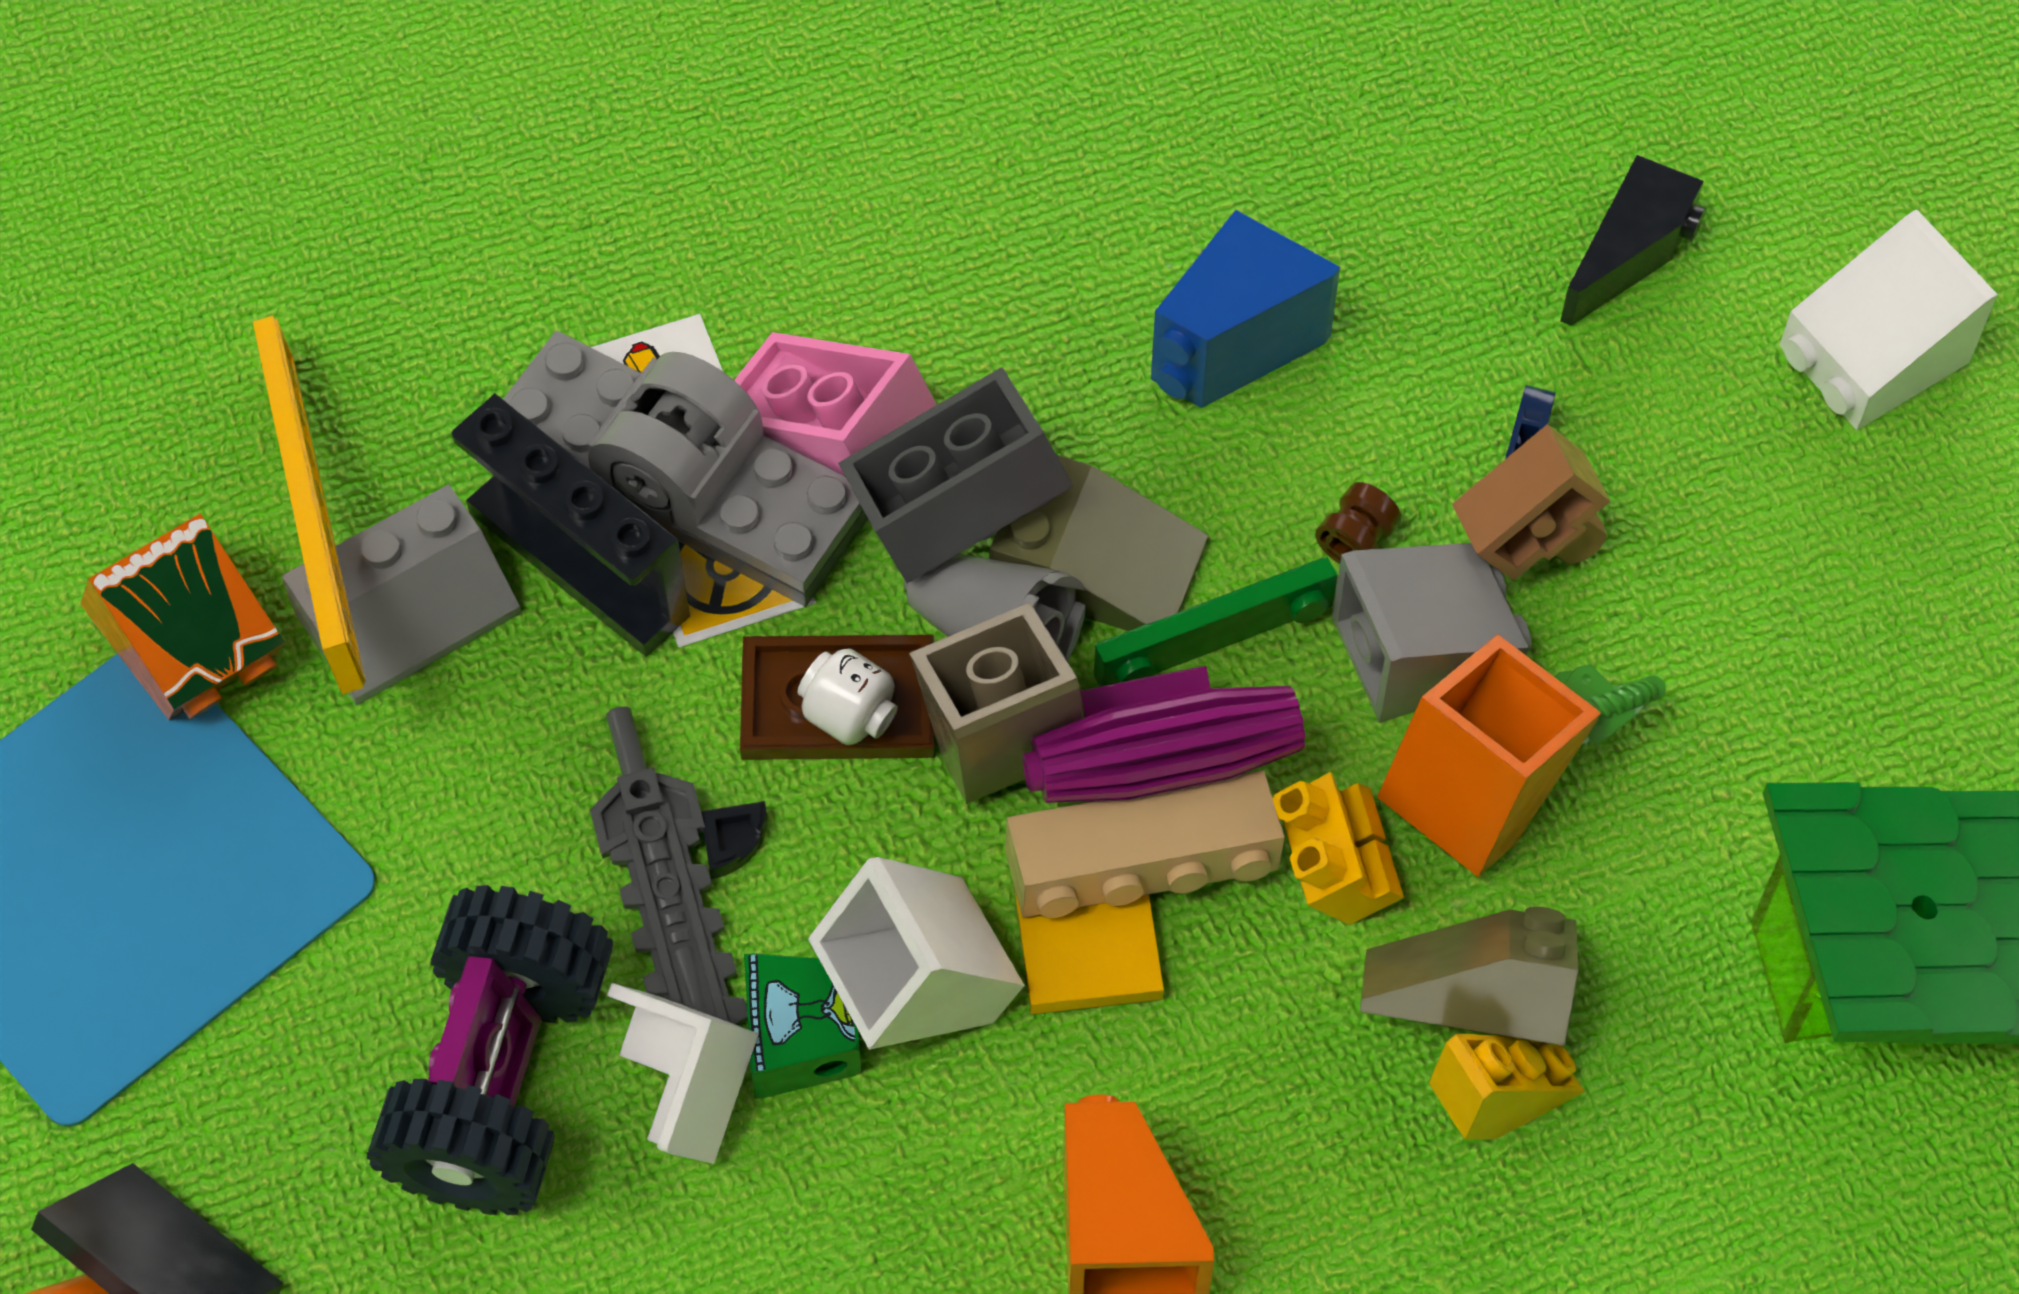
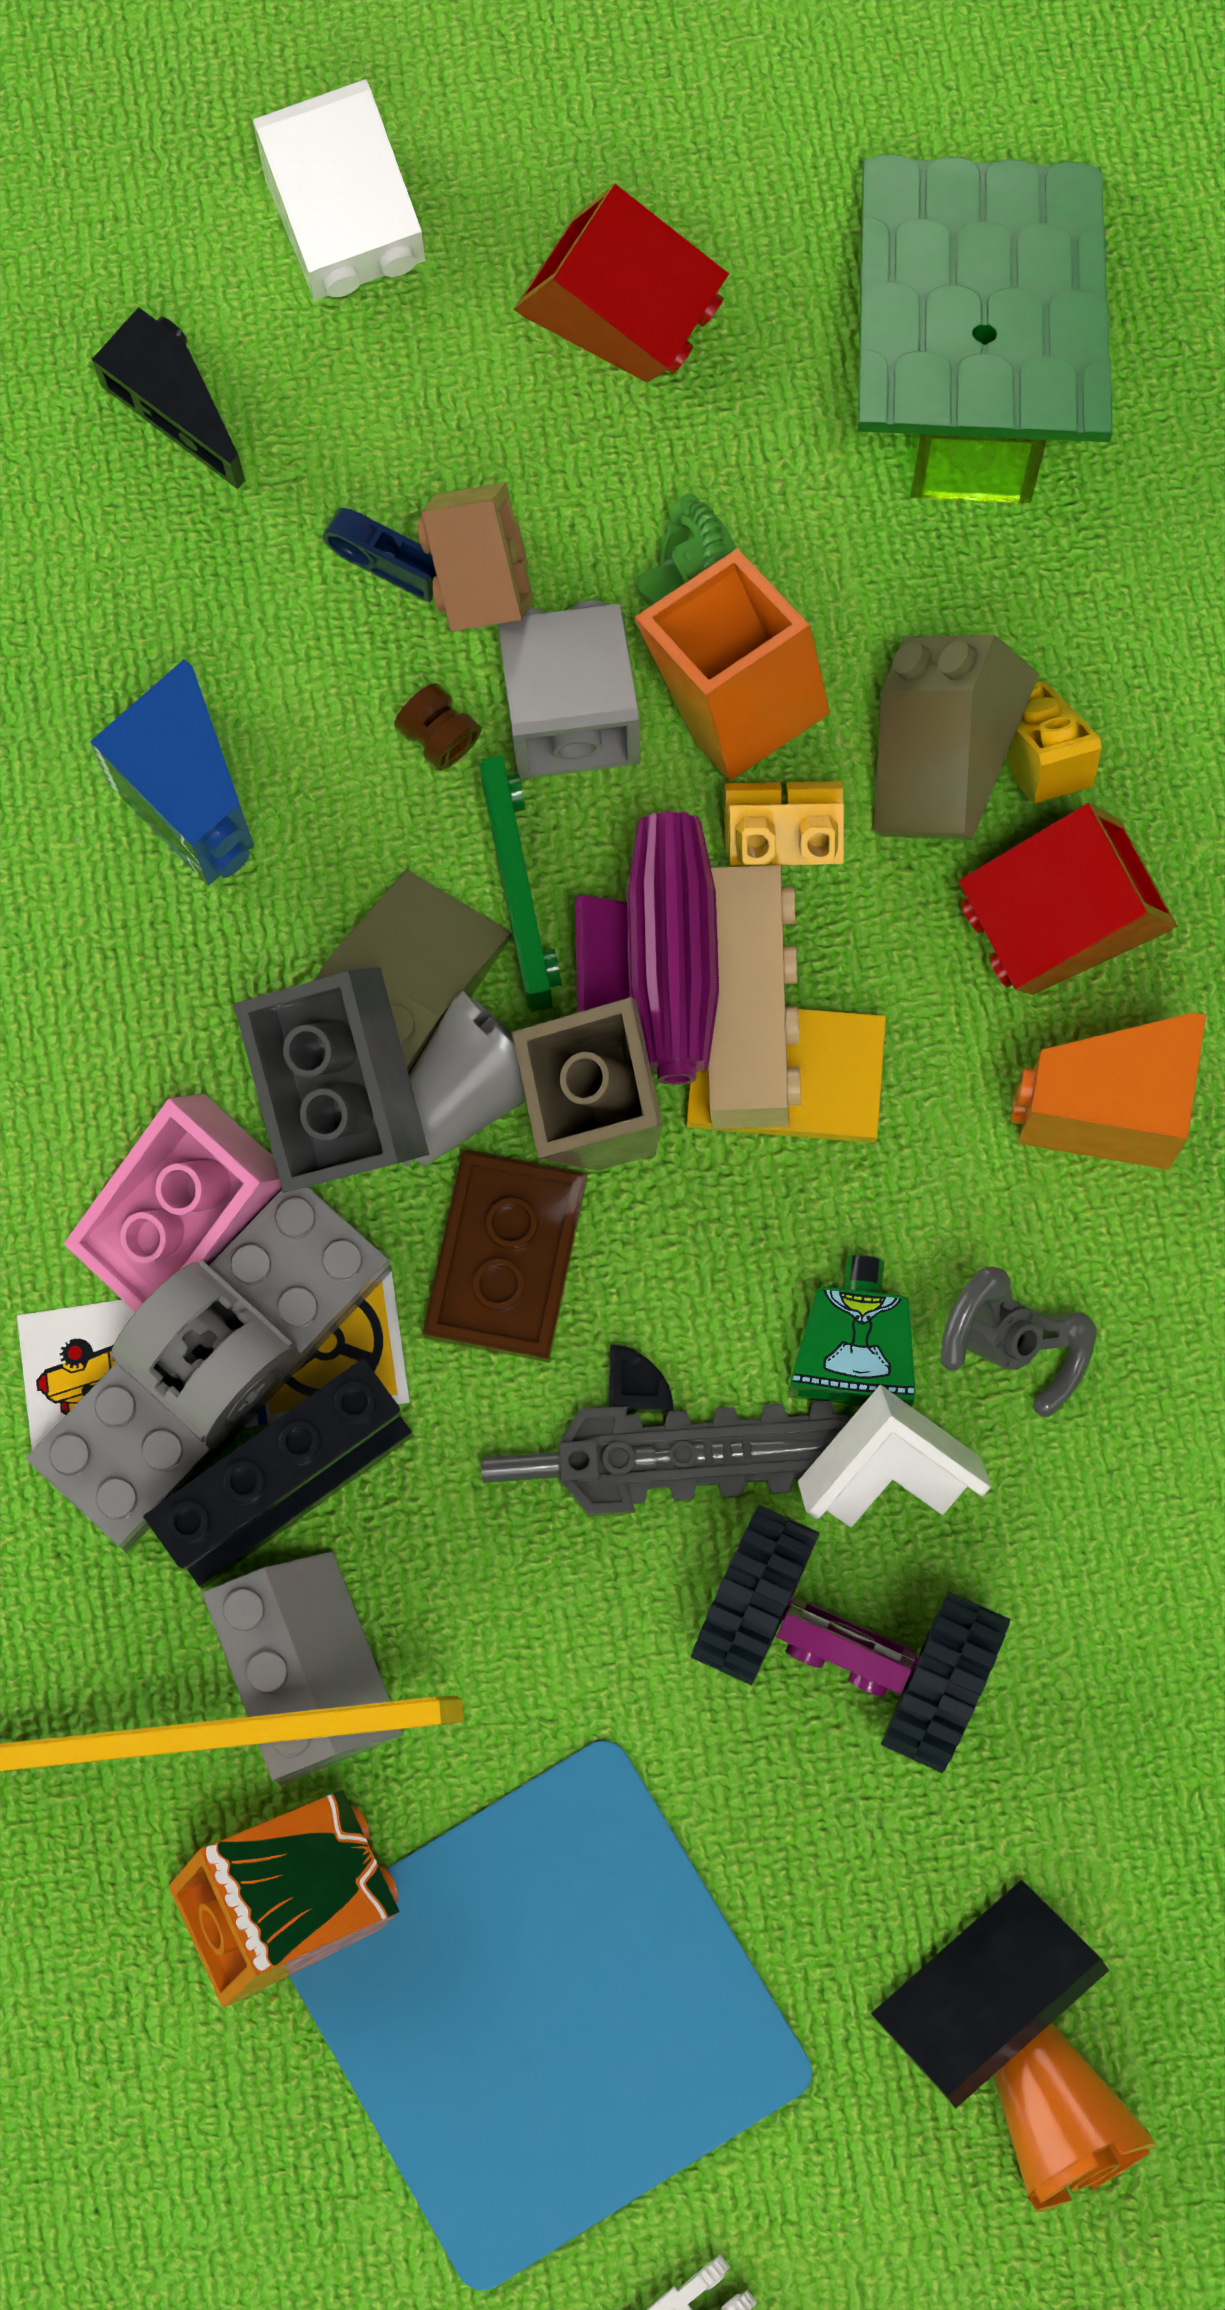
camera: 75 degrees left, 15 degrees up
(841, 1159) = (1011, 1335): none -> dark grey piece
(847, 696) = (534, 1237): white head -> none
(913, 955) = (836, 1226): white slope -> none
(1335, 1142) = (1064, 901): none -> red slope
(1880, 595) = (625, 287): none -> red slope

